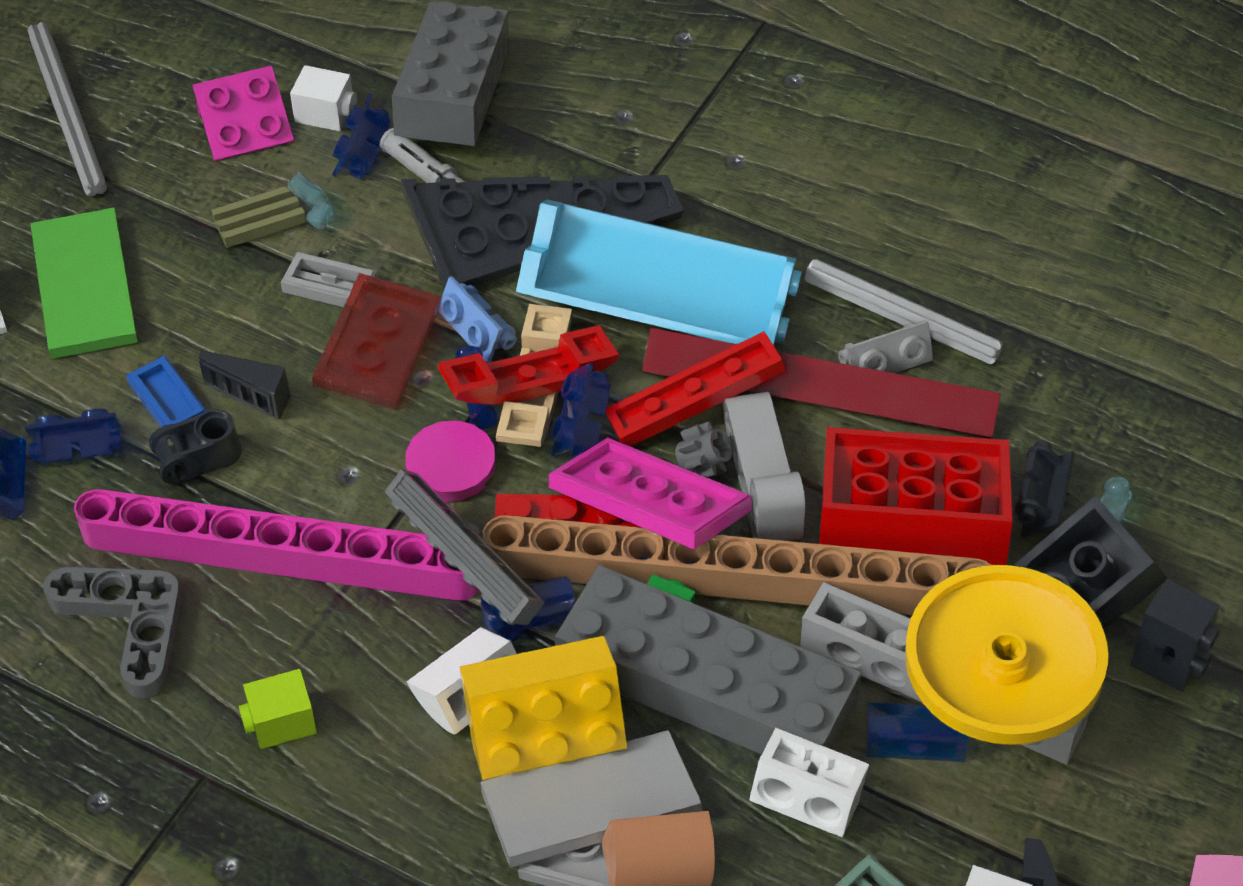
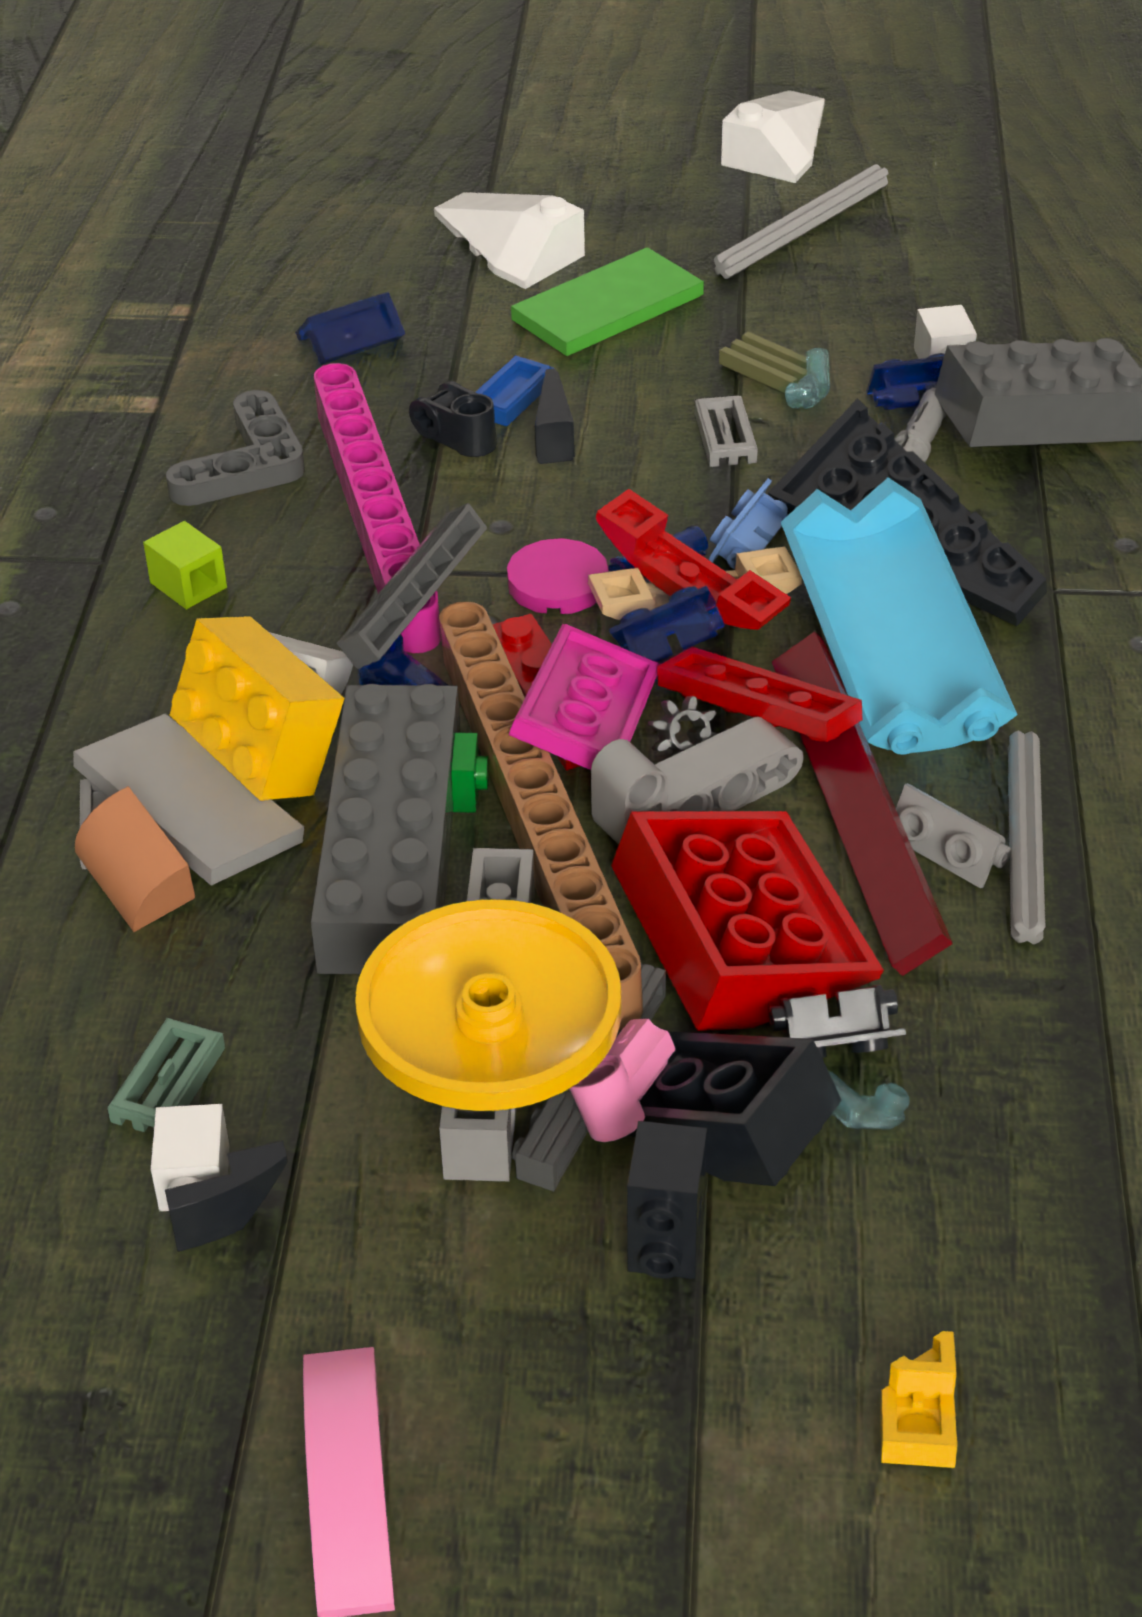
camera: 65 degrees right, 10 degrees down
(91, 430) = (419, 350): clear blue hinge -> none
(242, 113) = (881, 305): dark pink hinge -> none
(377, 341) = (673, 472): clear red tile -> none
(808, 782) = (275, 940): white brick -> none

